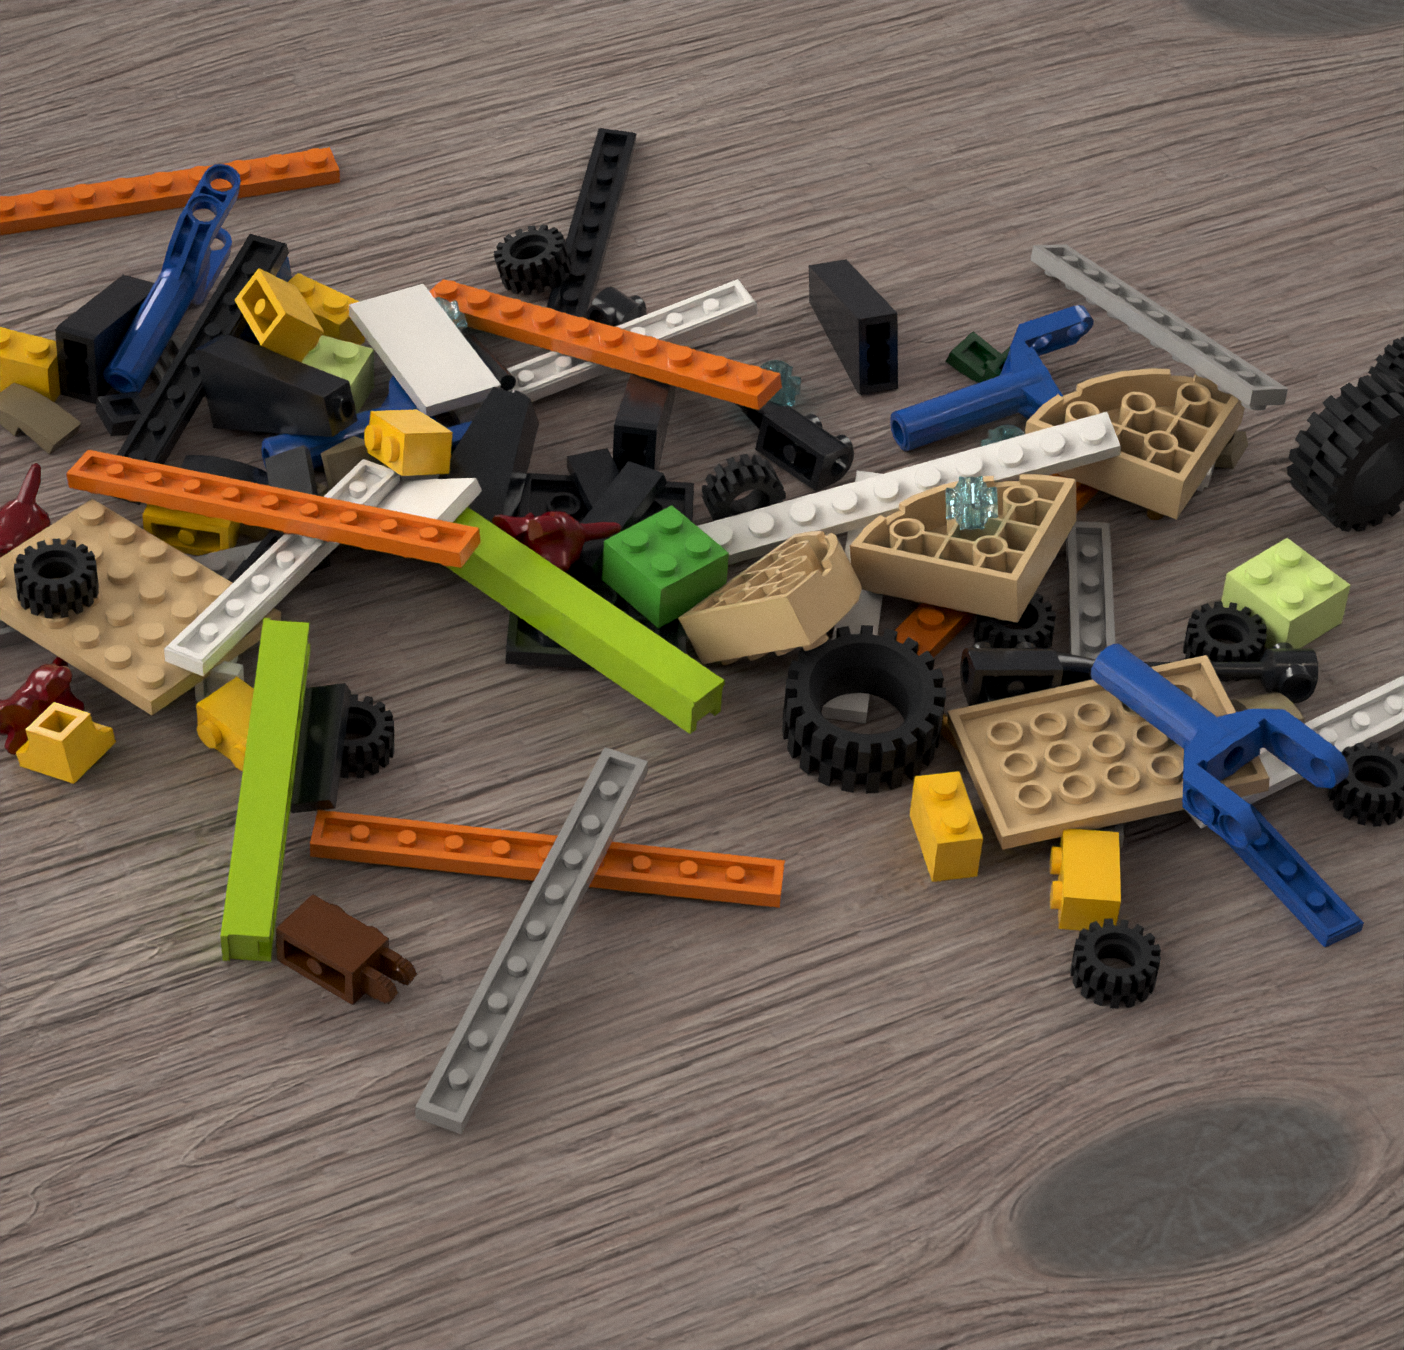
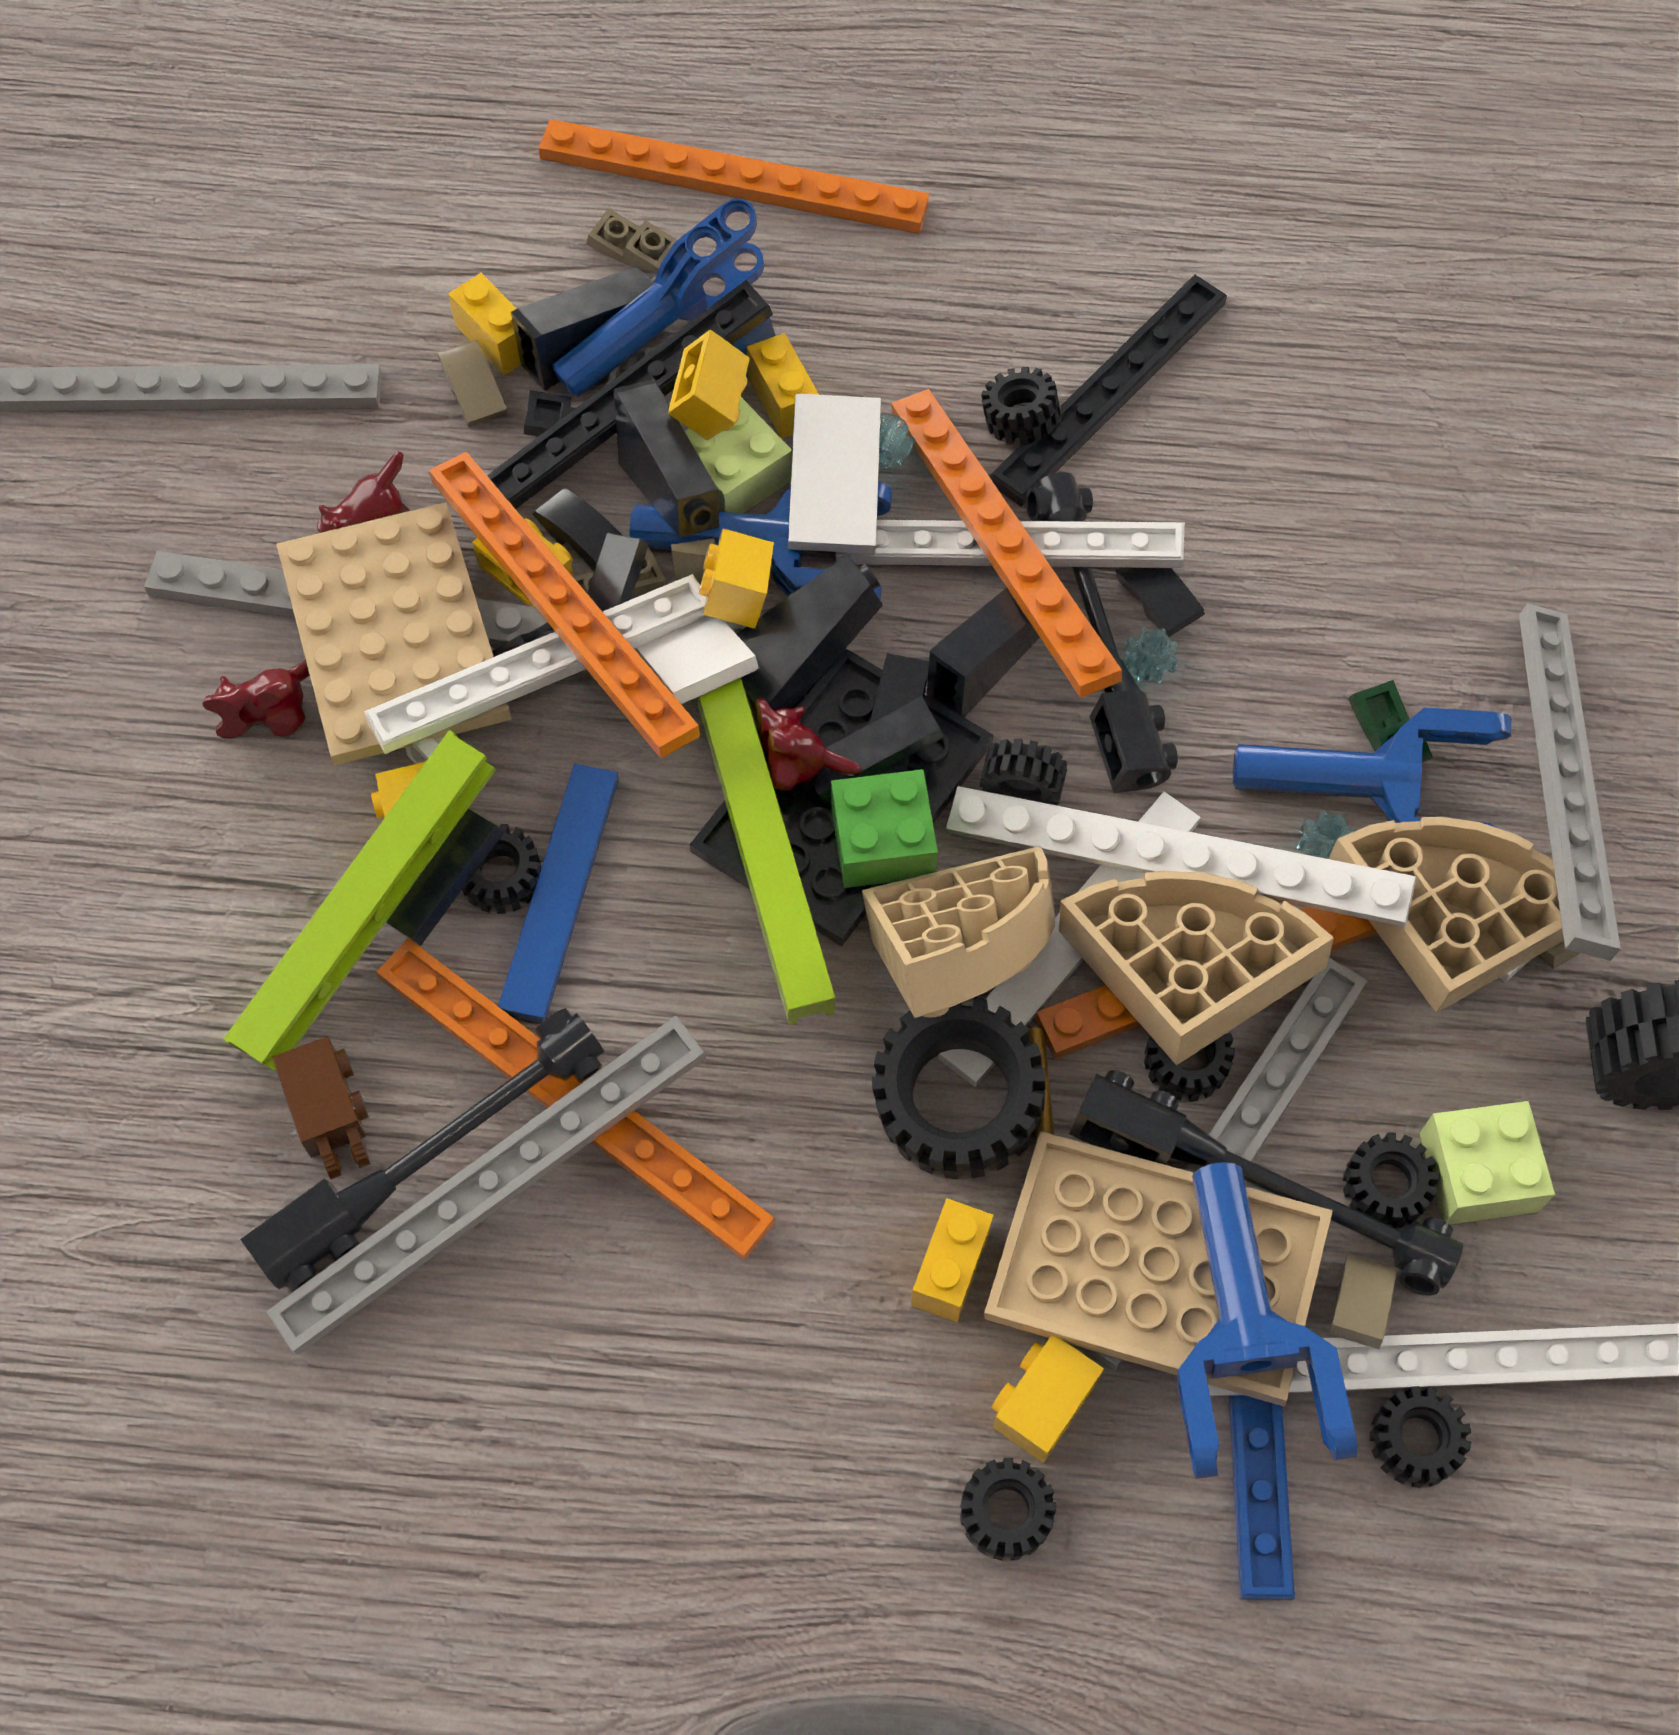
camera: 35 degrees right, 20 degrees up
(64, 743) = (255, 756): yellow brick -> none
(72, 566) = (329, 566): black tyre -> none
(86, 273) = (629, 243): none -> dark tan slope
(416, 731) = (558, 893): none -> blue tile
(418, 1017) = (327, 1220): none -> black bar
(504, 377) = (898, 506): black bar -> none
(749, 342) = (1163, 596): none -> black slope
(857, 324) = (1277, 620): black slope -> none
(971, 503) = (1194, 923): clear light blue gear -> none

